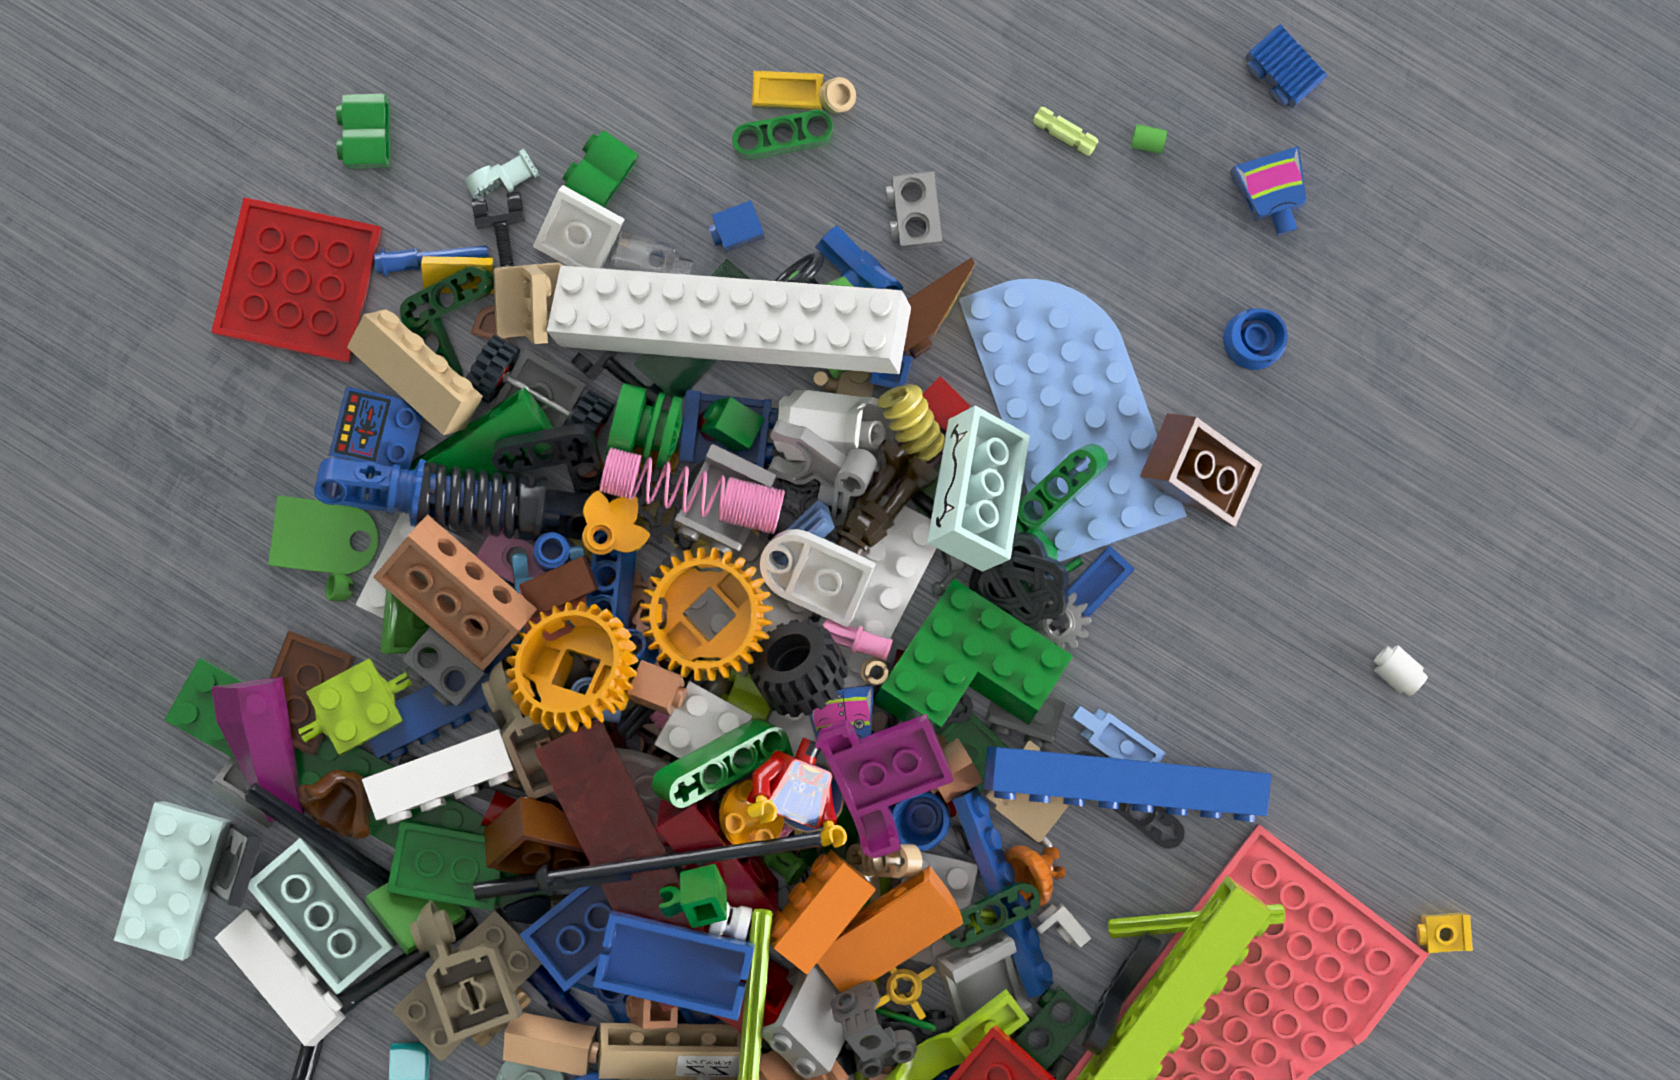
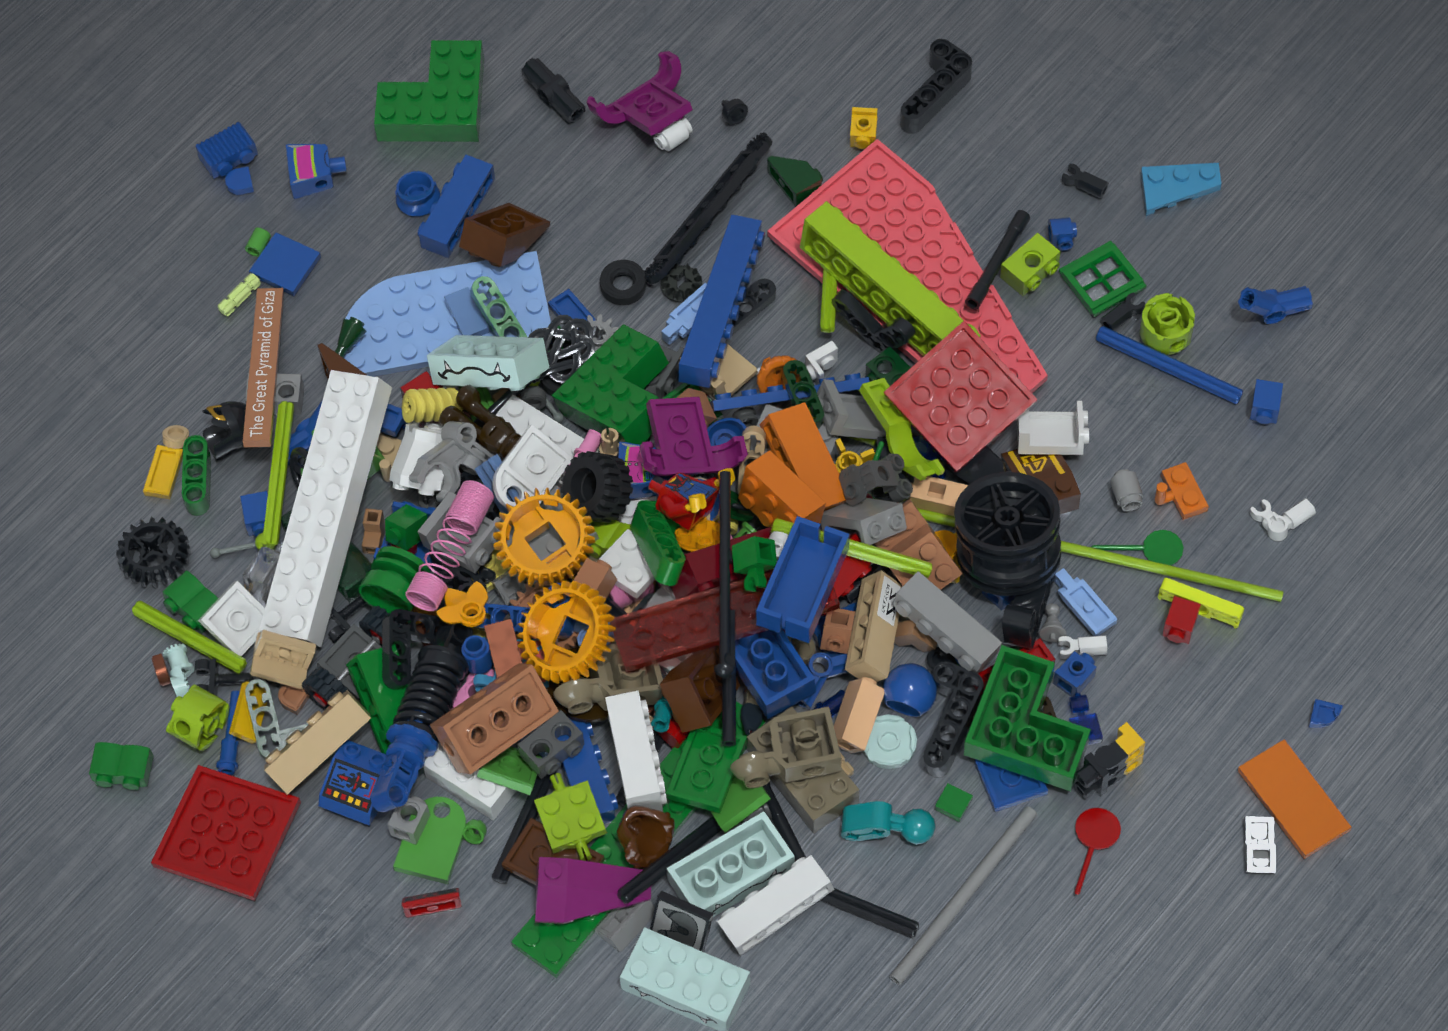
camera: 80 degrees left, 25 degrees down
(240, 550) = (431, 902): none -> red slope
(318, 511) = (409, 830): none -> light grey brick
(350, 643) = (528, 811): none -> black axle
(432, 213) = (197, 717): none -> lime brick
(500, 152) = (161, 669): none -> copper tile
(502, 799) = (662, 715): none -> teal axle
(553, 176) = (189, 636): none -> lime axle
(651, 98) = (152, 542): none -> black gear
(699, 243) = (216, 552): none -> light grey hinge
(732, 381) = (374, 530): none -> medium nougat piece
(787, 243) = (278, 474): none -> lime axle
(852, 162) = (227, 427): none -> black helmet
(942, 190) = (263, 368): none -> nougat tile
(1012, 293) = (350, 333): none -> dark green cone
(1065, 439) = (466, 313): none -> medium blue tile
(1121, 182) = (285, 264): none -> blue tile
(1155, 730) = (692, 282): none -> pearl dark grey gear
(1177, 635) = (618, 268): none -> black tyre
(1240, 395) = (458, 201): none -> blue brick
(1243, 93) = (239, 181): none -> blue tile
(1286, 737) = (703, 213): none -> black plate
(1349, 851) = (794, 177): none -> dark green slope
(1397, 351) = (439, 109): none -> green brick
(1442, 629) = (650, 104): none -> magenta piece
(1448, 494) = (553, 90): none -> black piece
(1448, 750) = (734, 111): none -> black tile
(1522, 1022) = (916, 109): none -> black beam

